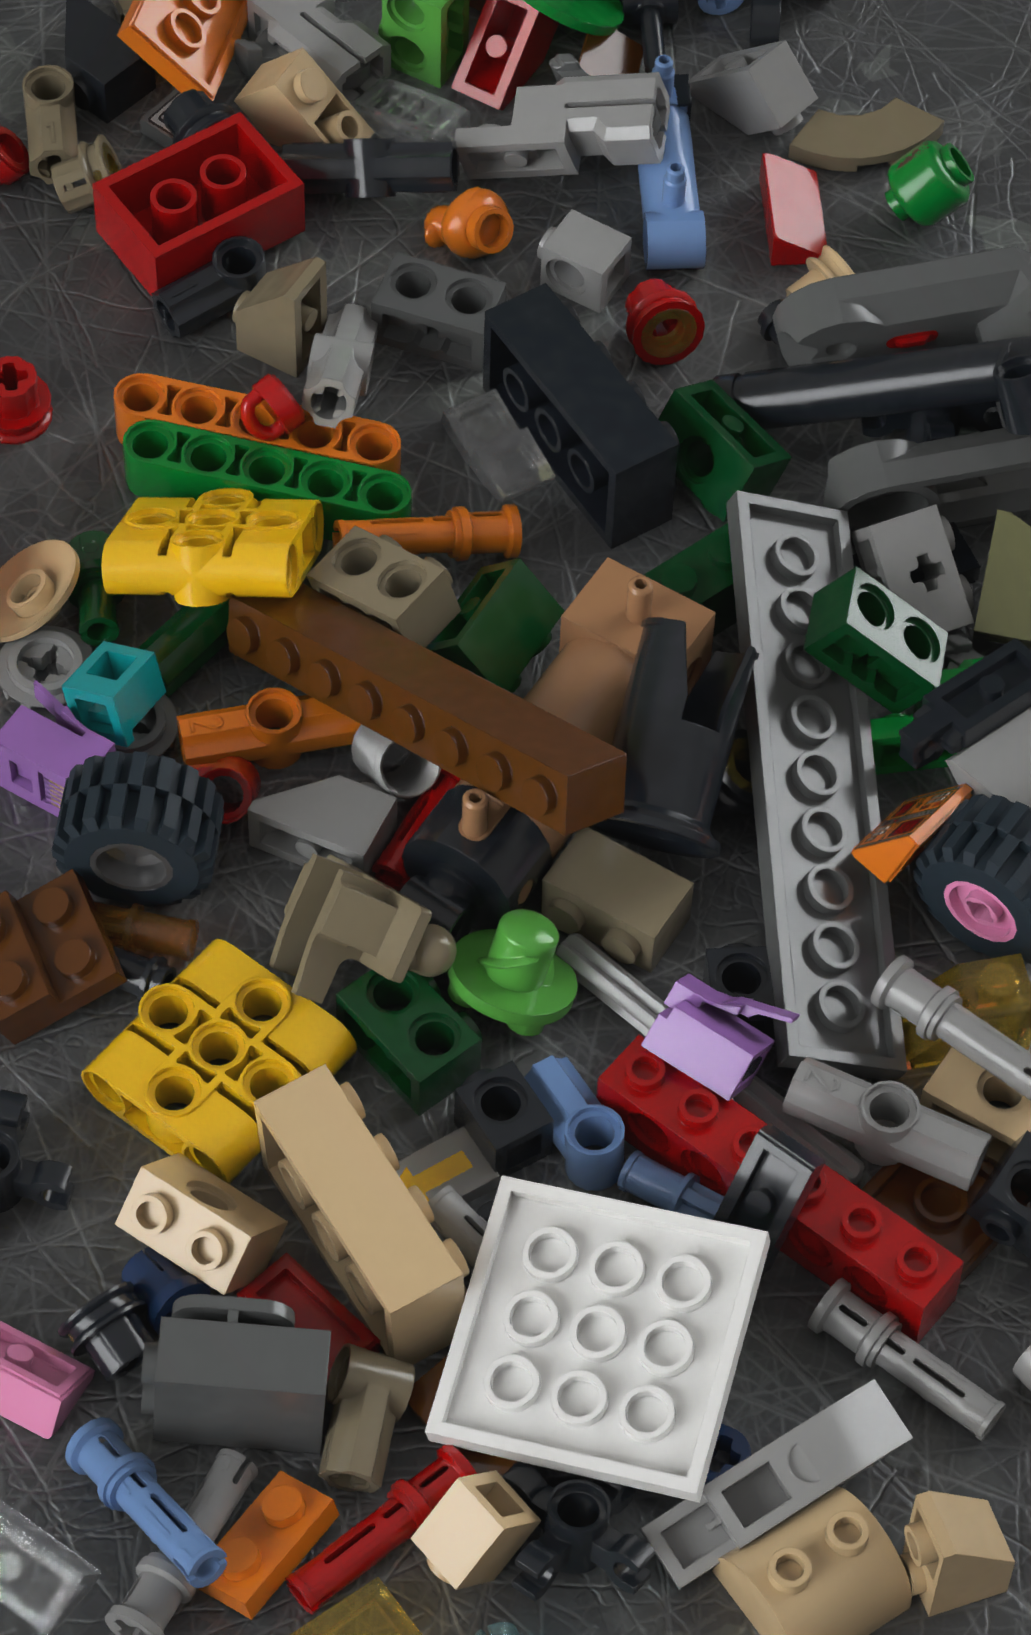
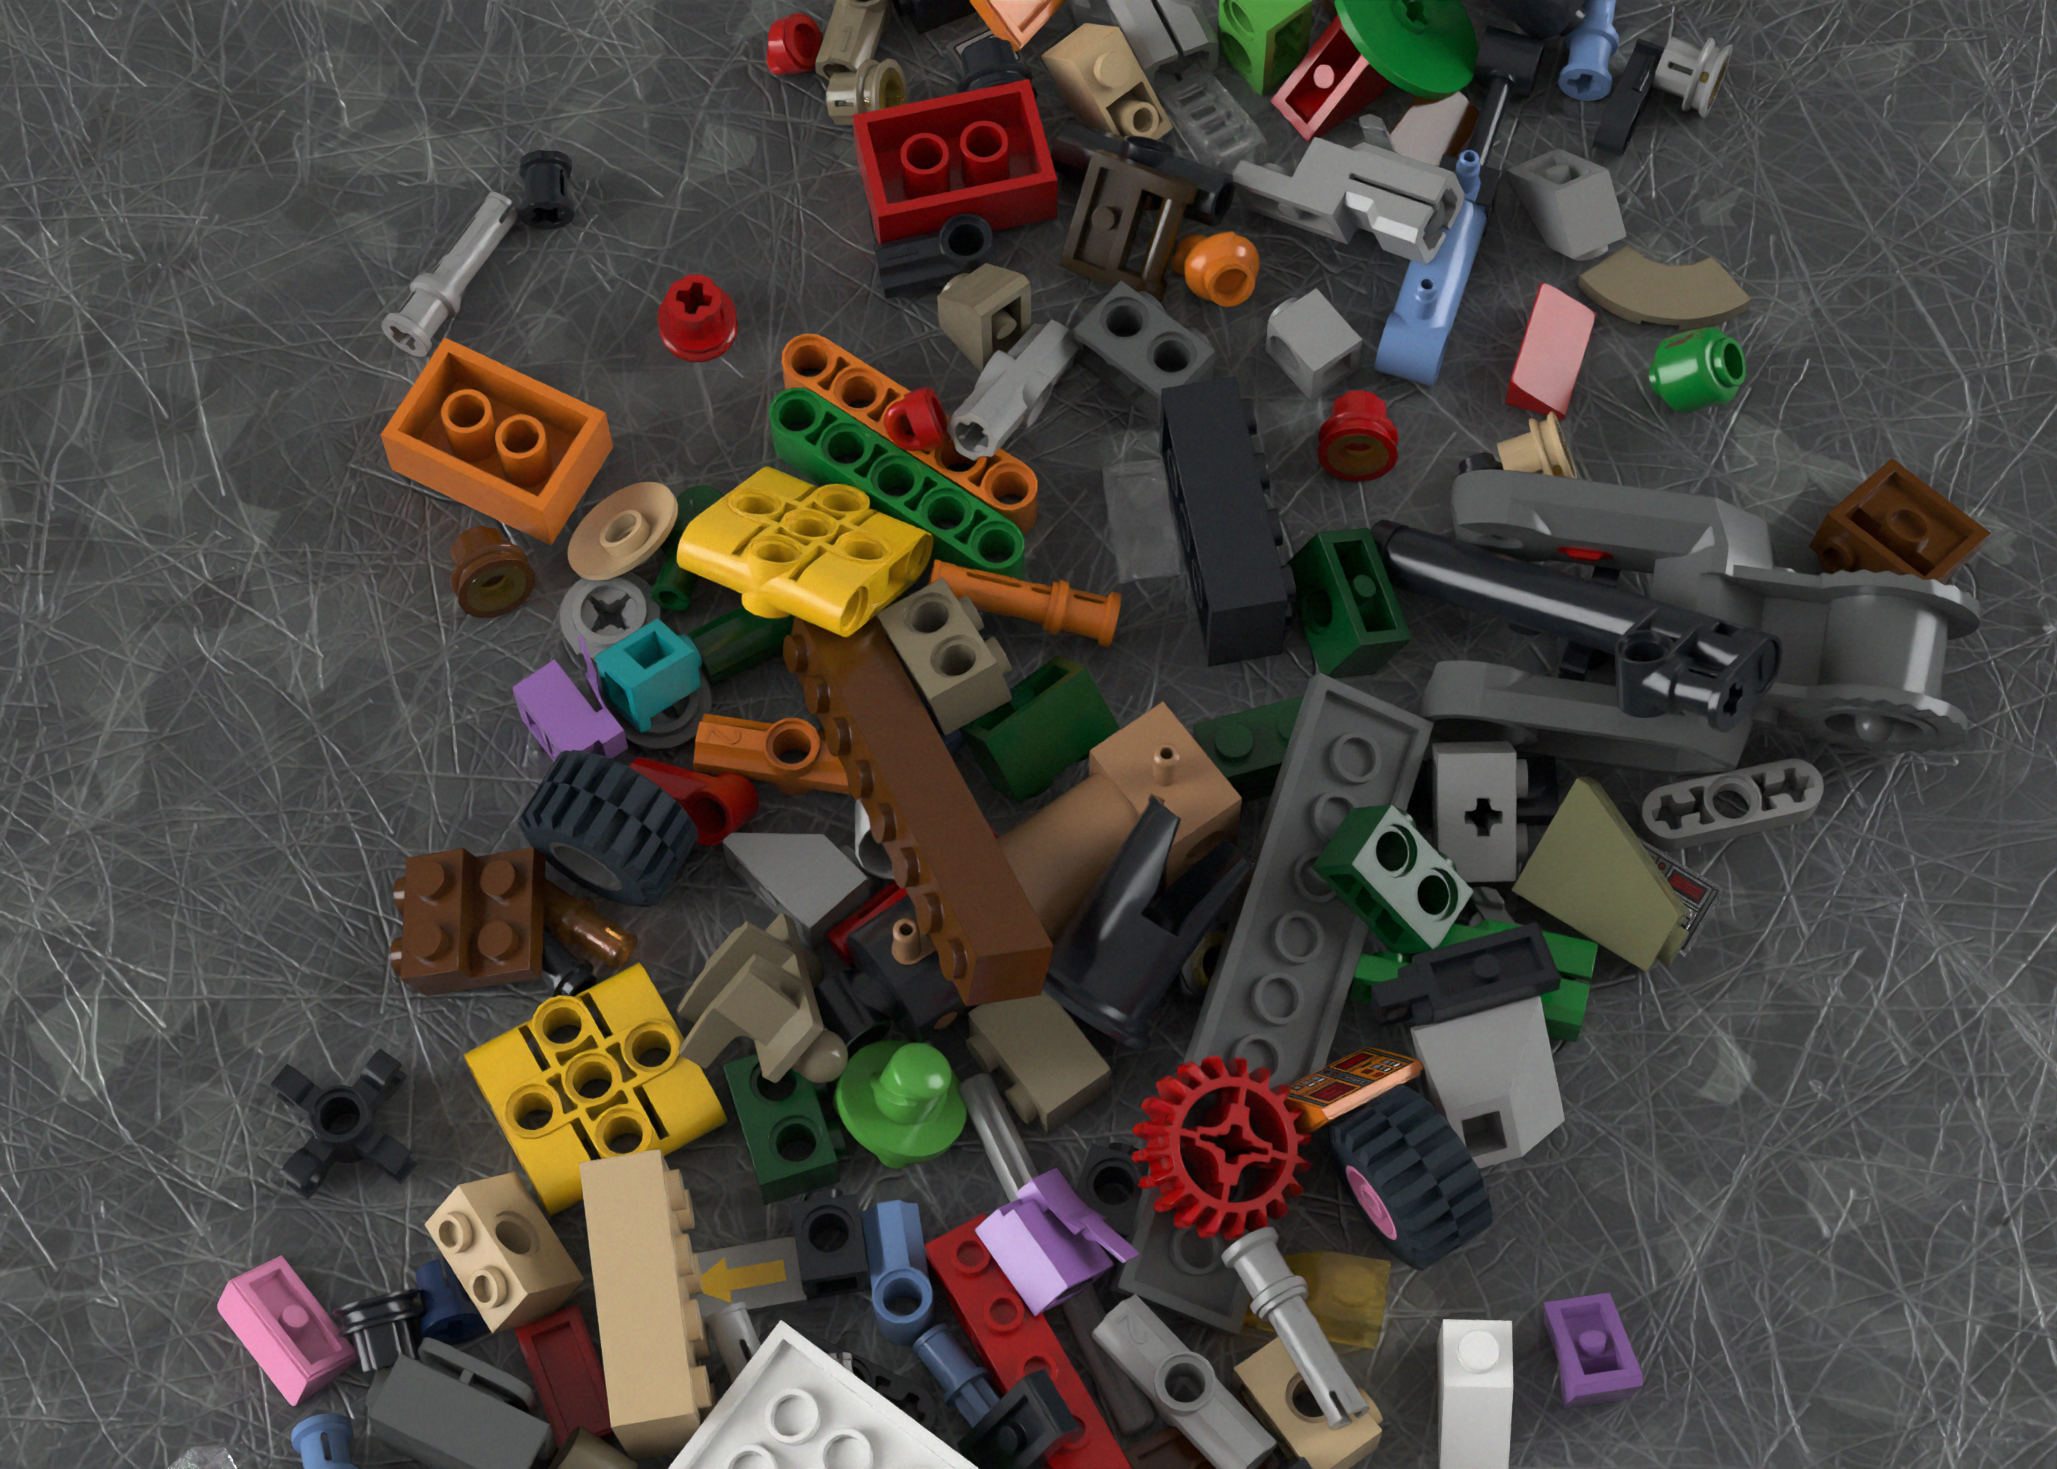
camera: 25 degrees right, 10 degrees up
(360, 206) = (1110, 217): none -> dark brown plate
(821, 919) = (1237, 1097): none -> red gear

